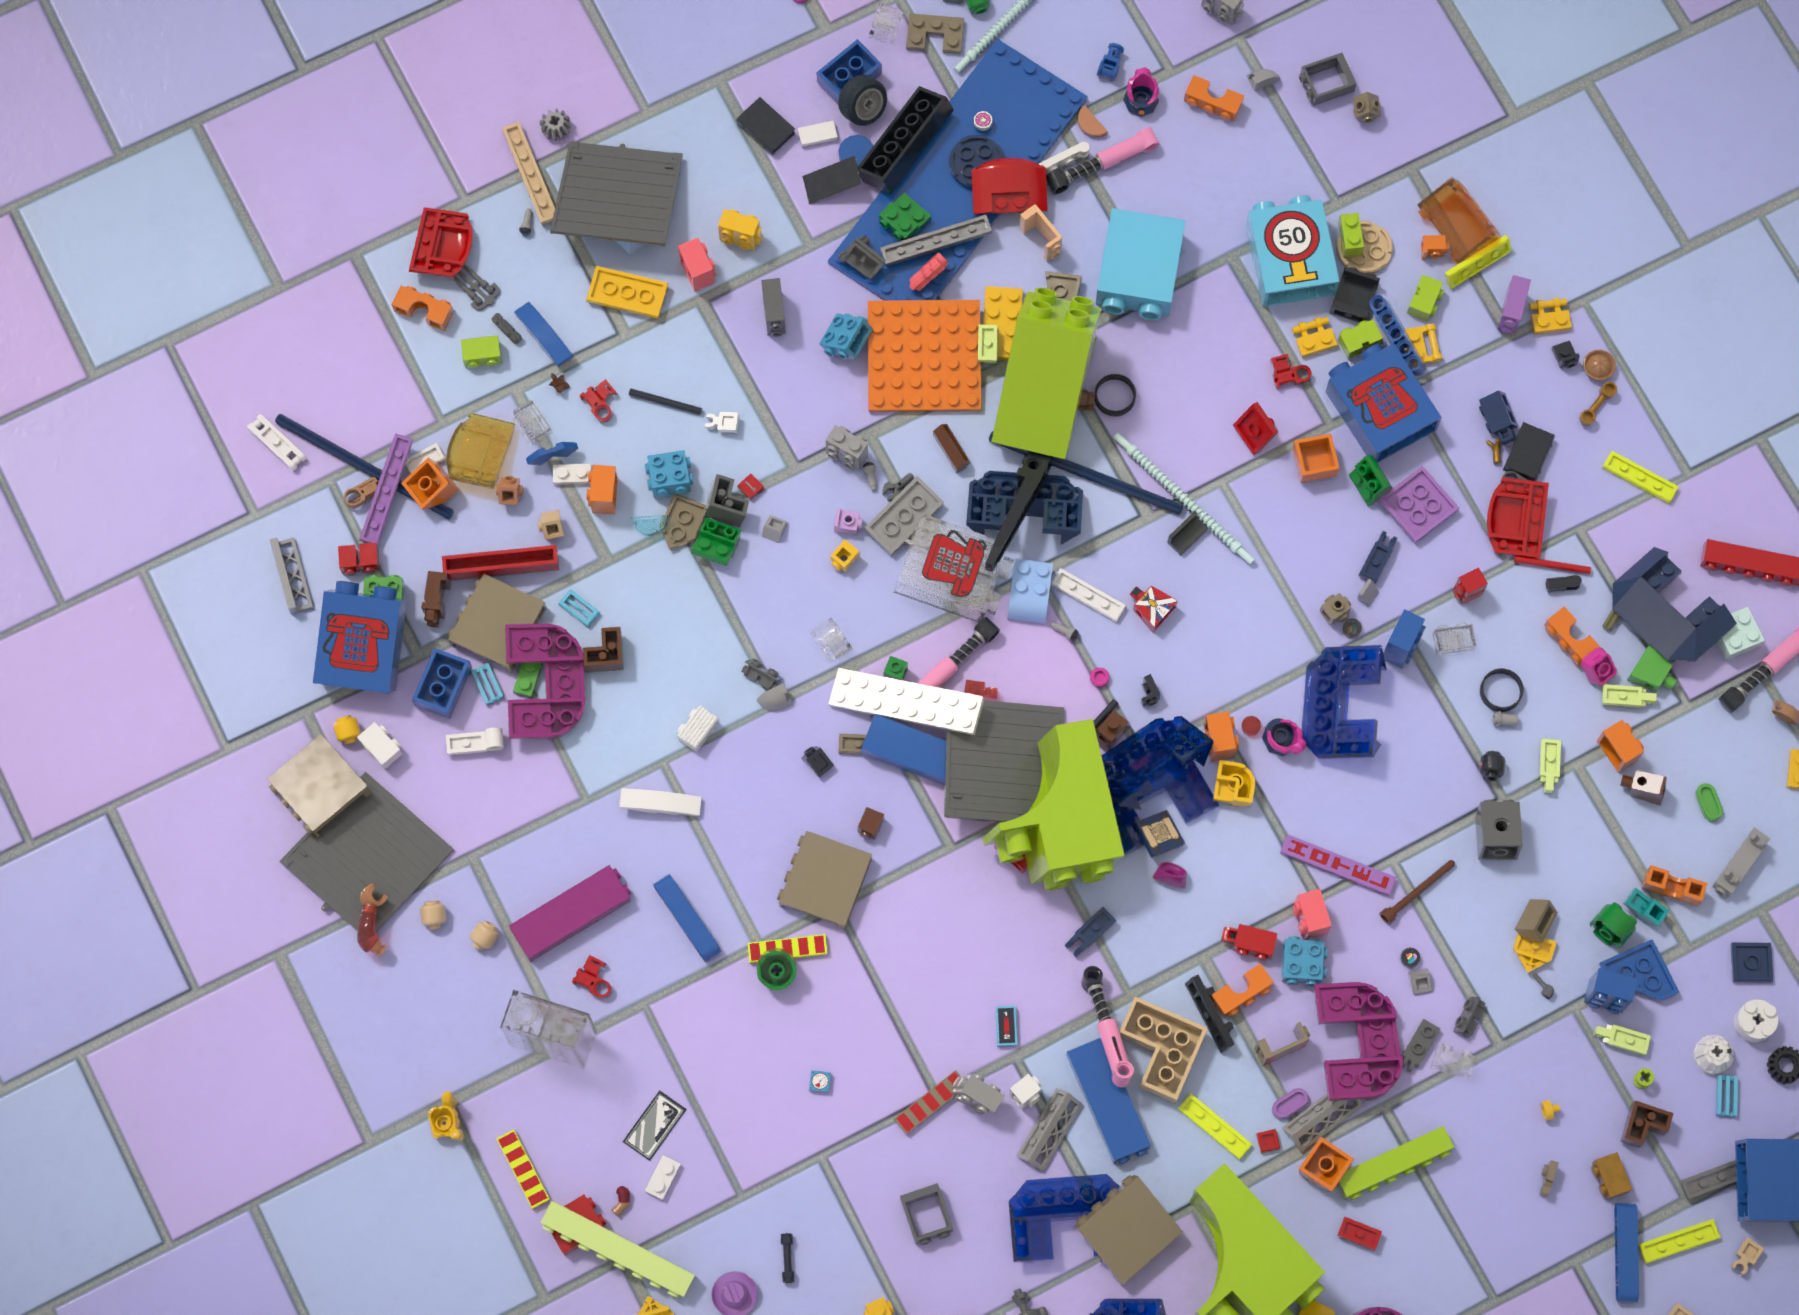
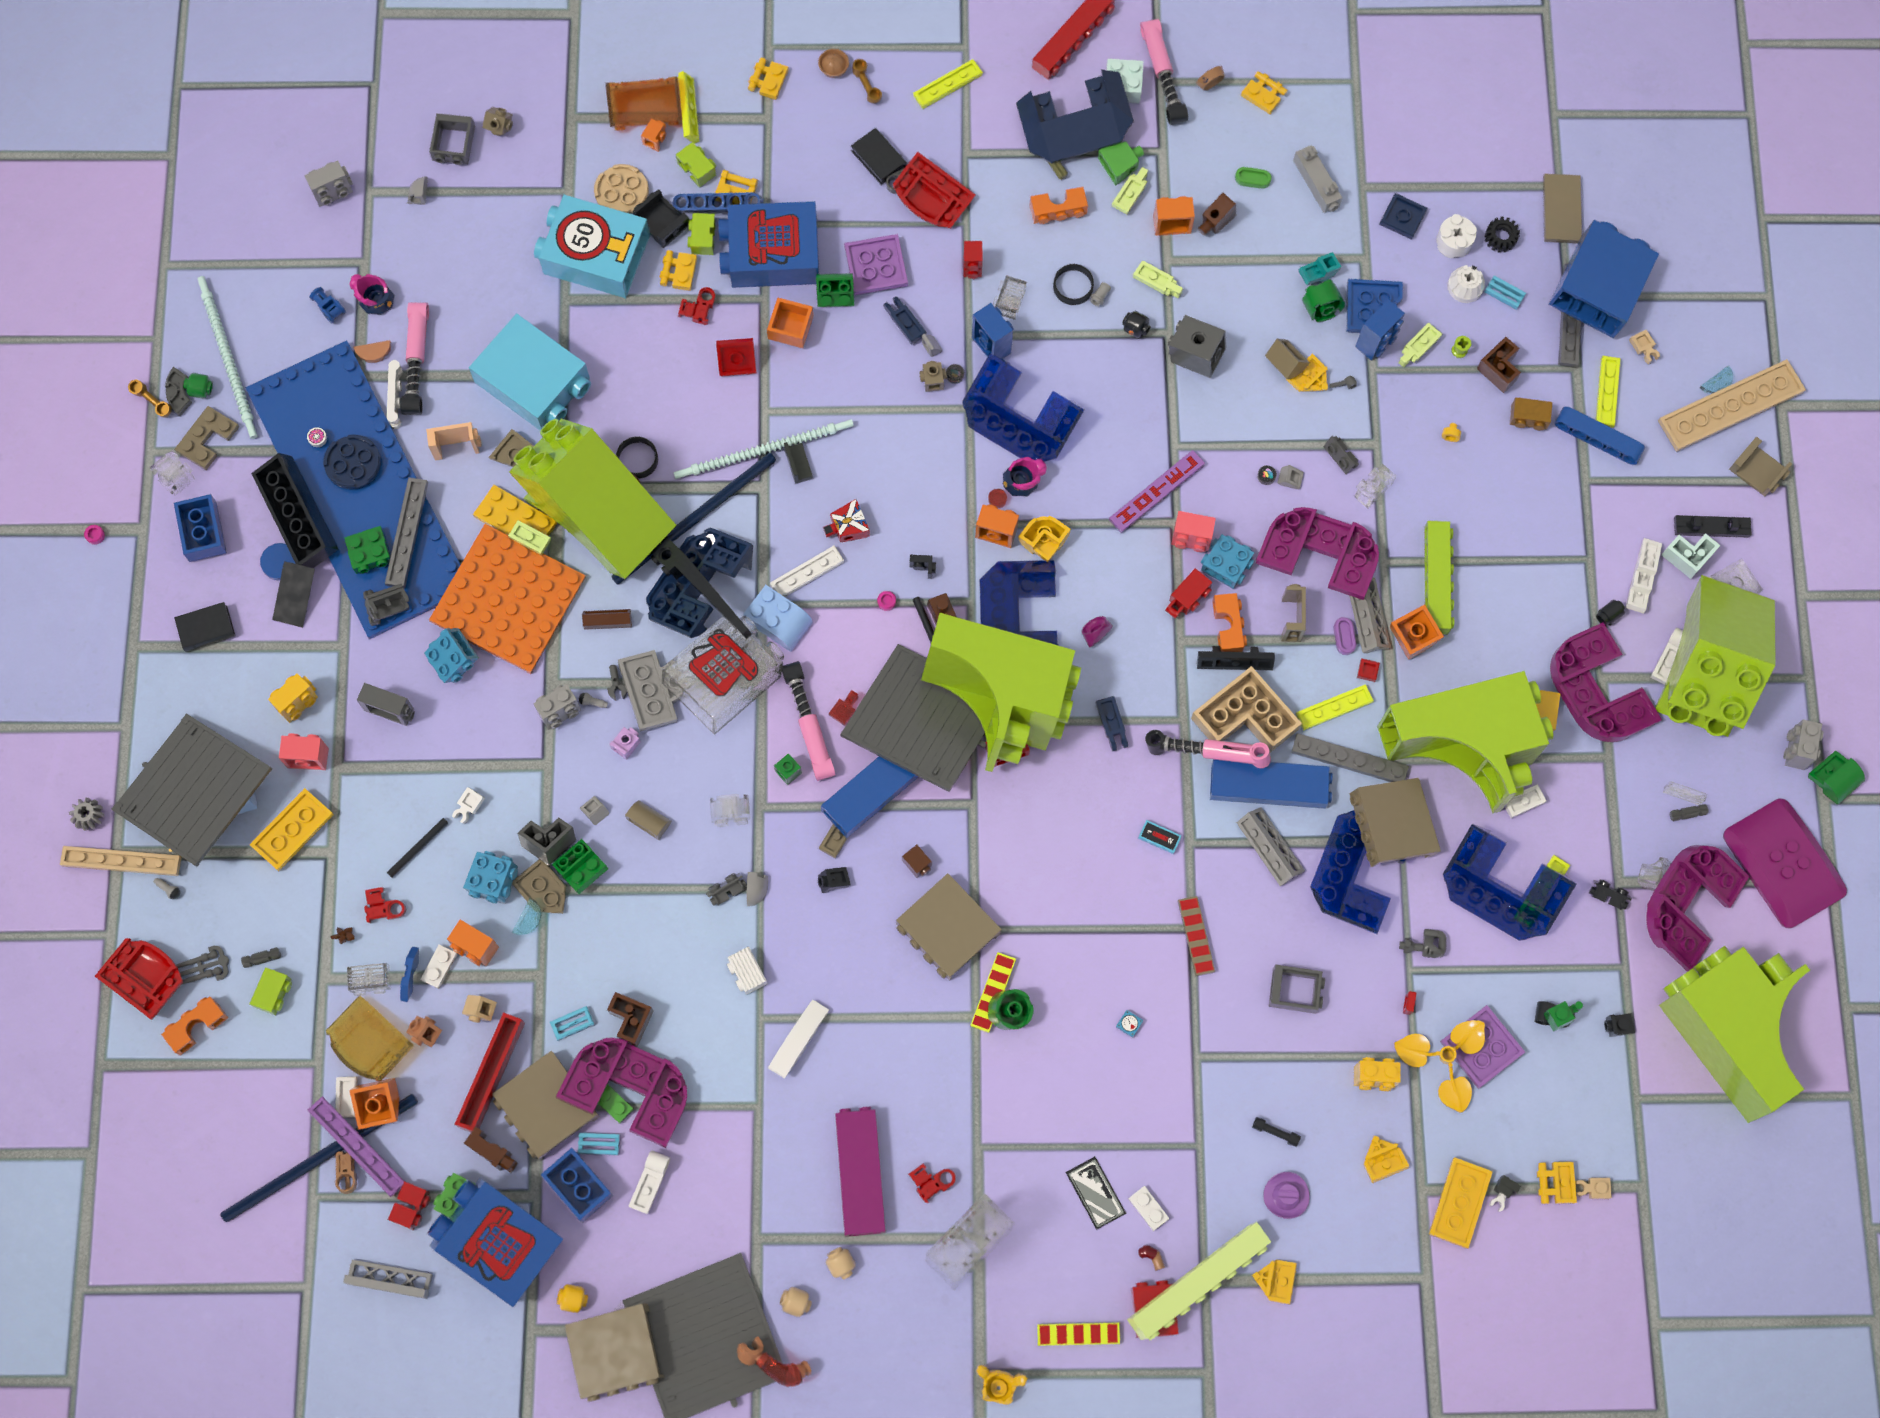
camera: 65 degrees left, 0 degrees up
(276, 442) = (246, 1230): white plate -> none
(379, 745) = (605, 1273): white brick -> none
(543, 334) = (287, 925): blue slope -> none
(687, 918) = (919, 1067): blue beam -> none
(750, 486) = (543, 811): red tile -> none
(789, 576) = (647, 819): none -> dark tan brick
(817, 133) = (240, 586): white tile -> none
(846, 550) = (653, 755): yellow brick -> none
(862, 100) = (234, 528): black wheel -> none
(906, 701) = (823, 772): white plate -> none
(928, 272) = (433, 553): coral rock -> none
(977, 1093) = (1213, 889): light grey brick -> none
(1008, 186) = (393, 446): red slope -> none
(1026, 1092) = (1230, 847): white brick -> none
(1071, 633) = (834, 604): light grey piece -> none
(1148, 750) = (975, 586): clear blue slope -> none
(1159, 833) = (1055, 621): tile -> none
(1171, 1163) = (1349, 759): none -> flat silver plate
(1226, 106) = (403, 249): orange arch -> none
(1351, 235) = (606, 191): lime brick -> none
(1359, 1233) = (1484, 636): red plate -> none
(1389, 914) = (1221, 473): reddish brown piece -> none
(1420, 1044) = (1344, 504): dark grey hinge -> none
(1496, 450) = (861, 180): pearl gold bar -> none
(1499, 416) = (835, 161): dark blue brick -> none
(1514, 304) = (744, 97): medium lavender brick -> none
(1549, 1173) = (1507, 461): dark tan plate -> none
(1552, 564) = (988, 186): red bar -> none
(1563, 583) = (1007, 189): black bar -> none
(1565, 354) = (809, 84): black bracket -> none
(1598, 666) = (1096, 197): dark pink piece -> none
(1684, 890) = (1305, 245): orange arch -> none

